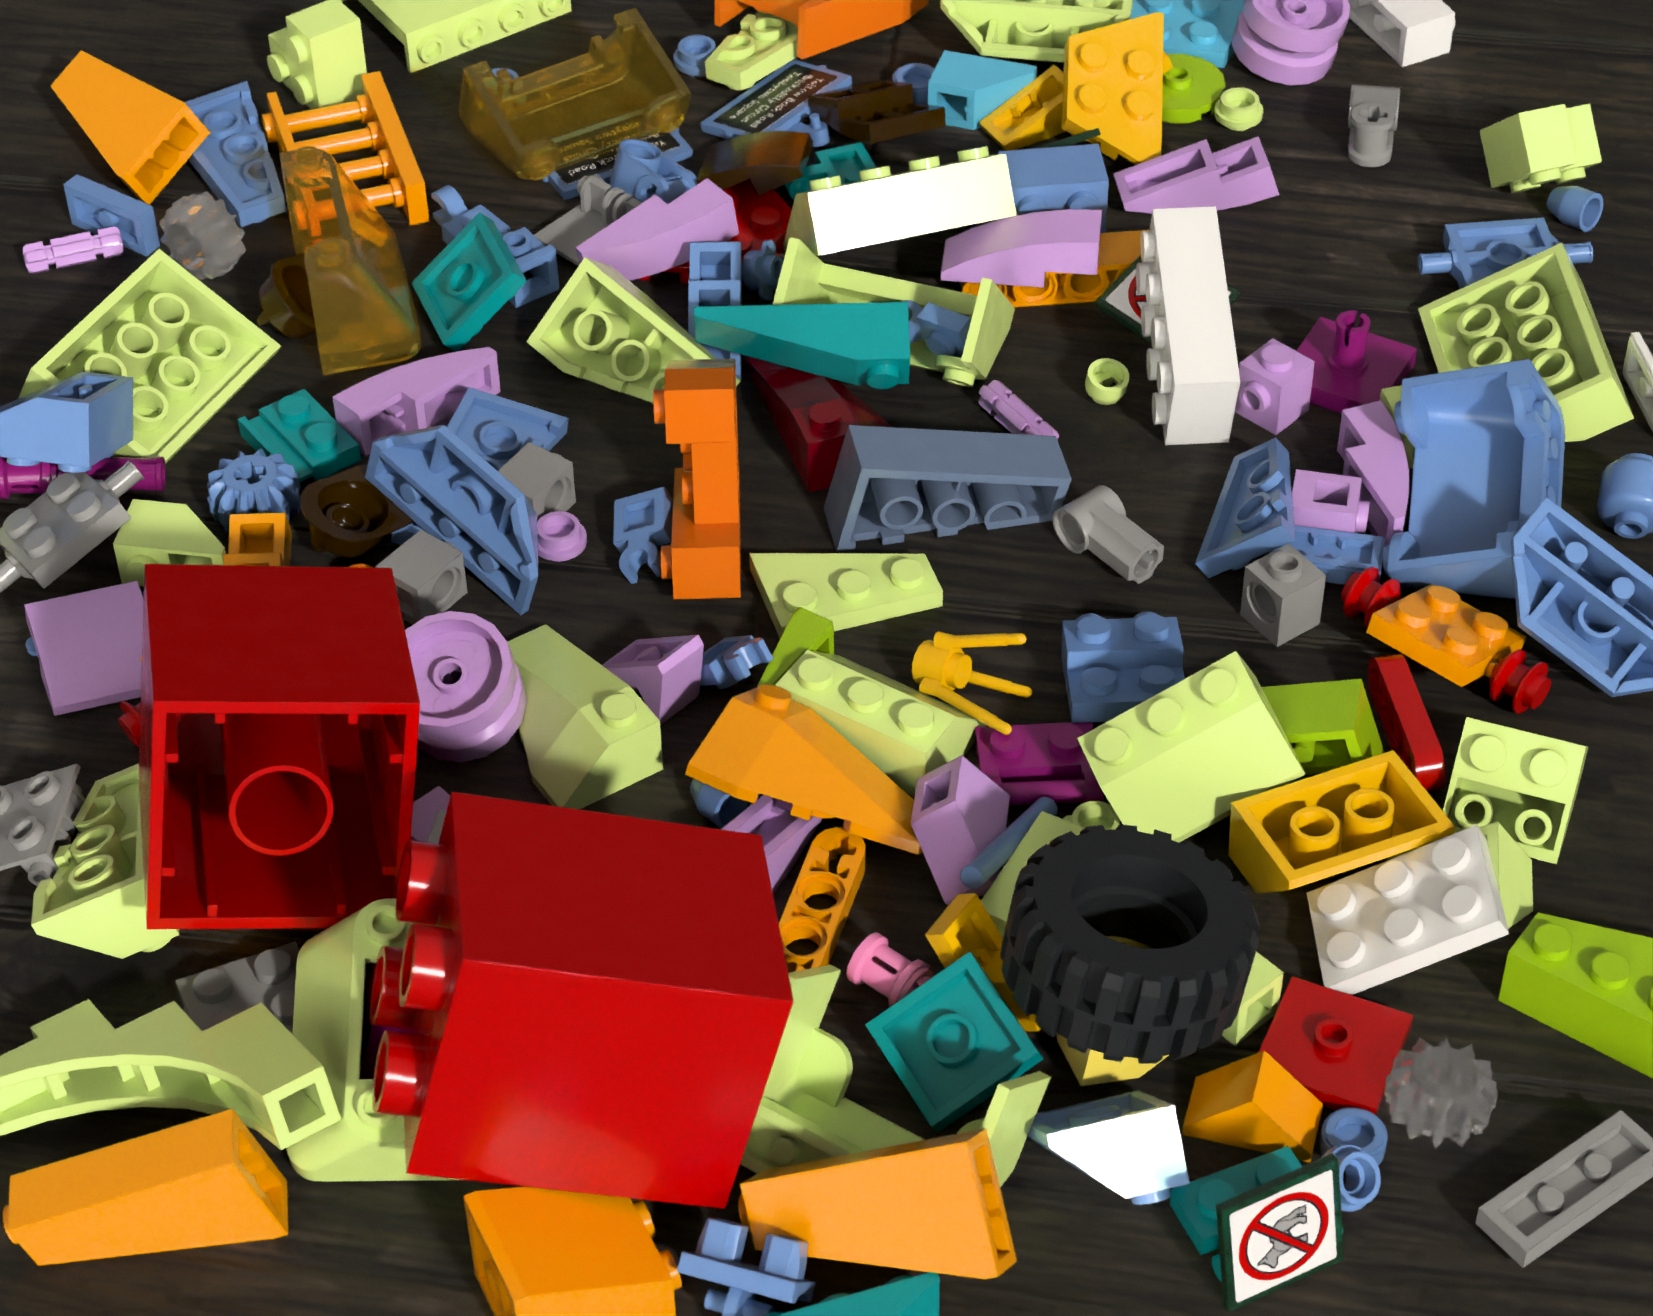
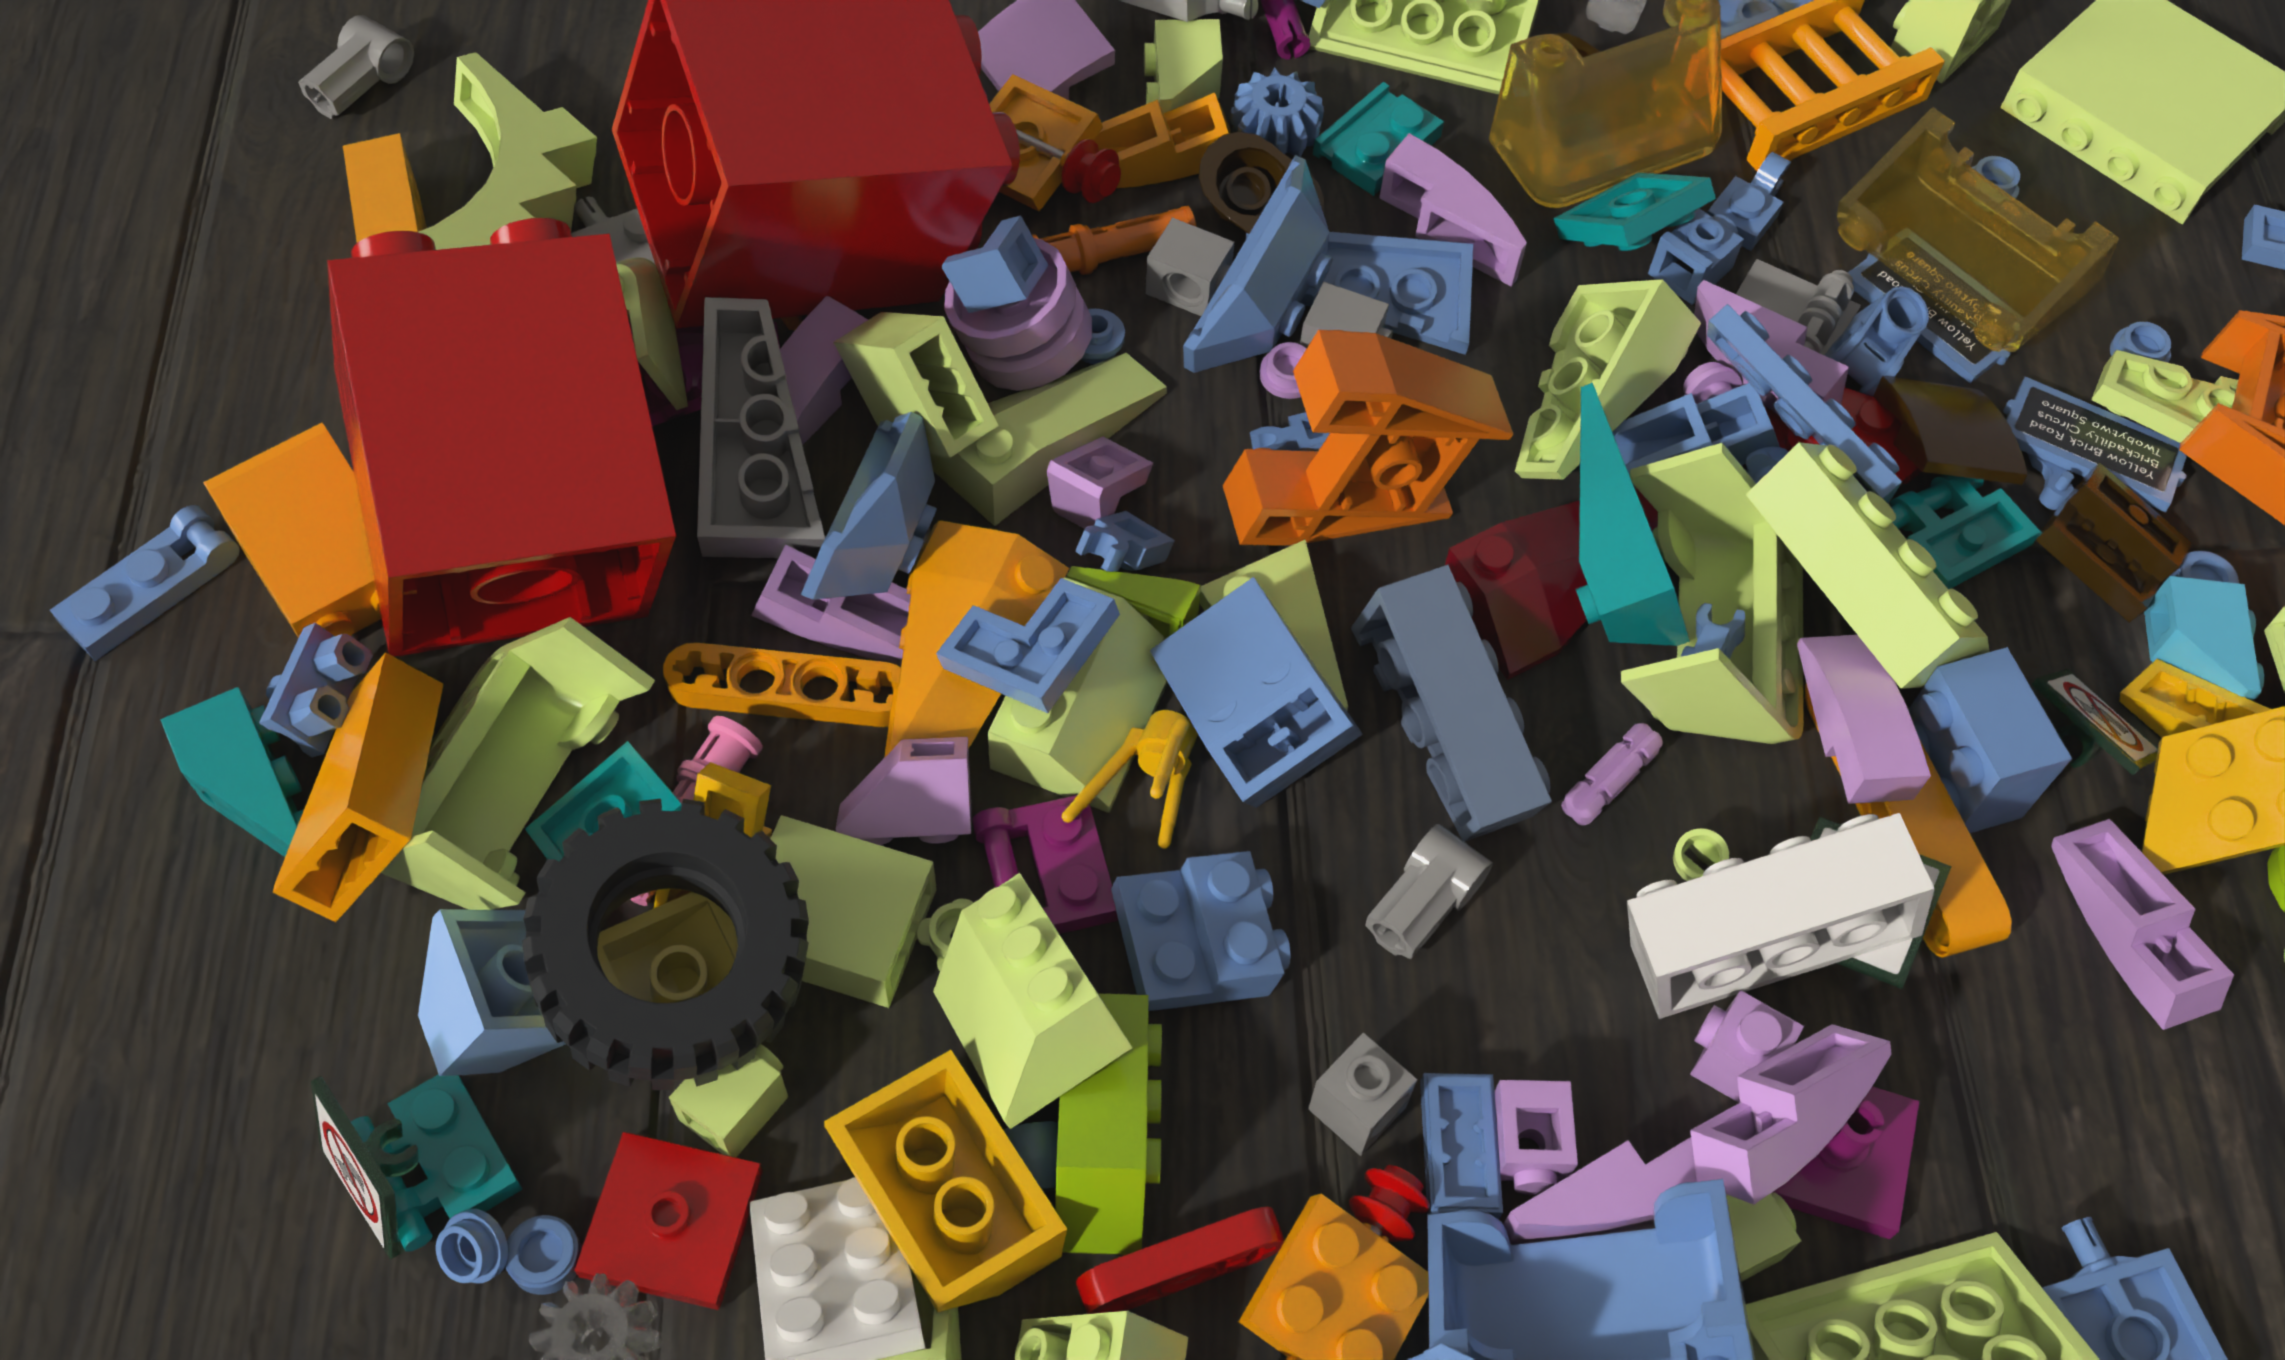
camera: 75 degrees right, 15 degrees up
(445, 658) = (1000, 270): none -> medium blue panel
(539, 741) = (918, 368): none -> yellowish green brick
(666, 775) = (880, 517): none -> medium blue wedge
(667, 285) = (1710, 381): none -> lavender plate
(732, 210) = (1799, 407): none -> medium blue wing
(876, 691) = (1035, 659): none -> medium blue plate
(920, 580) = (1254, 694): none -> medium blue slope
(1002, 848) = (874, 830): medium blue bar -> none
(1251, 511) = (1505, 1044): medium blue wing -> none
(1254, 1108) = (566, 1146): light orange slope -> none
(1344, 349) = (1787, 1111): none -> lavender slope

